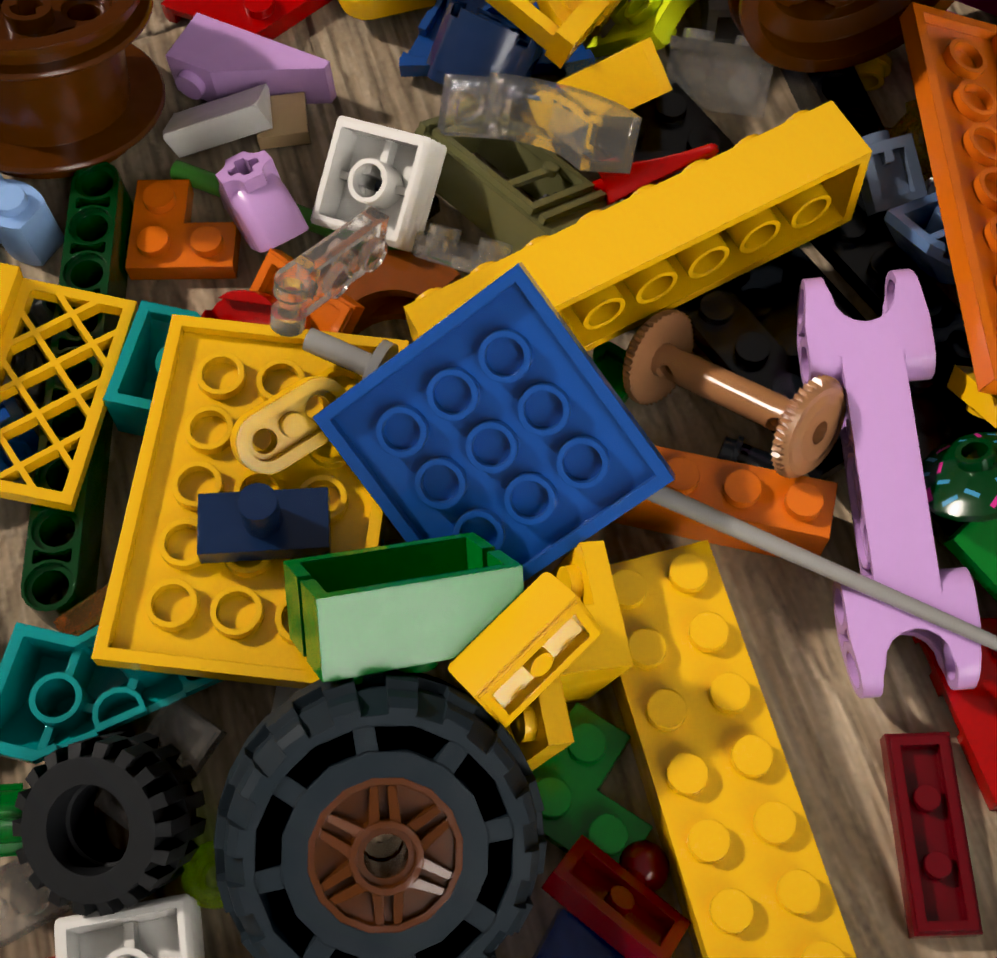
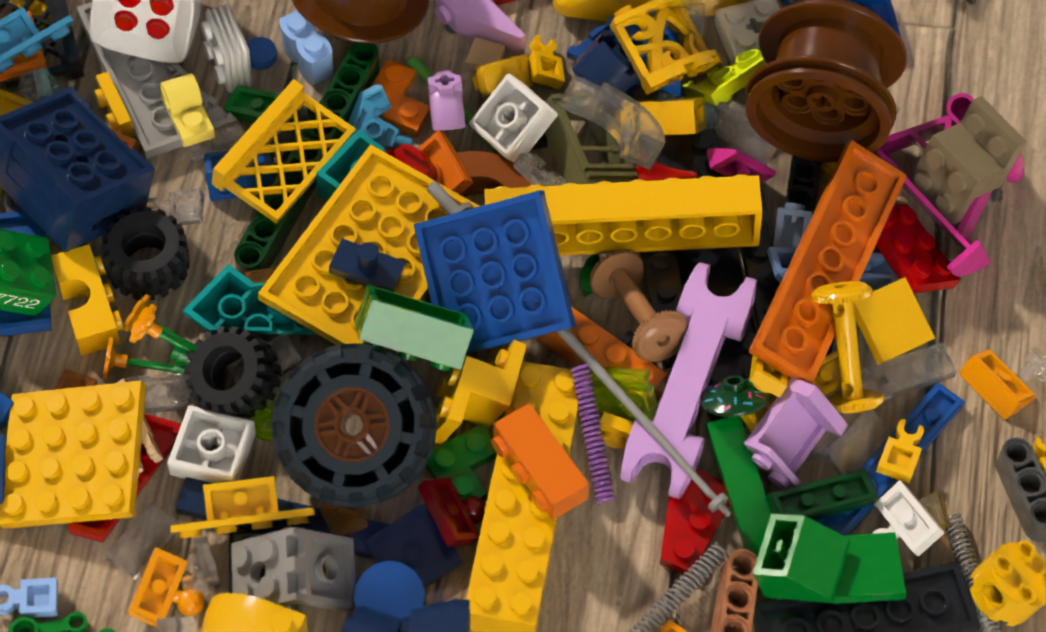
camera: 20 degrees right, 5 degrees down
(141, 273) = (365, 117): none -> dark azure piece
(219, 121) = (449, 43): white slope -> none
(287, 421) = (401, 221): yellow plate -> none
(309, 137) = (491, 74): none -> yellow piece
(327, 270) = (461, 154): clear plate -> none
(377, 98) = (543, 65): none -> yellow plate
(525, 648) = (458, 369): yellow slope -> none
(741, 114) = (733, 162): none -> dark pink slope
(744, 749) = (539, 462): none -> orange brick
(786, 662) = (592, 439): none -> medium lavender piece
(801, 614) = (615, 430): none -> yellow plate
(805, 523) = (634, 384): none -> clear neon green plate
(930, 836) = (621, 558): dark red tile -> none

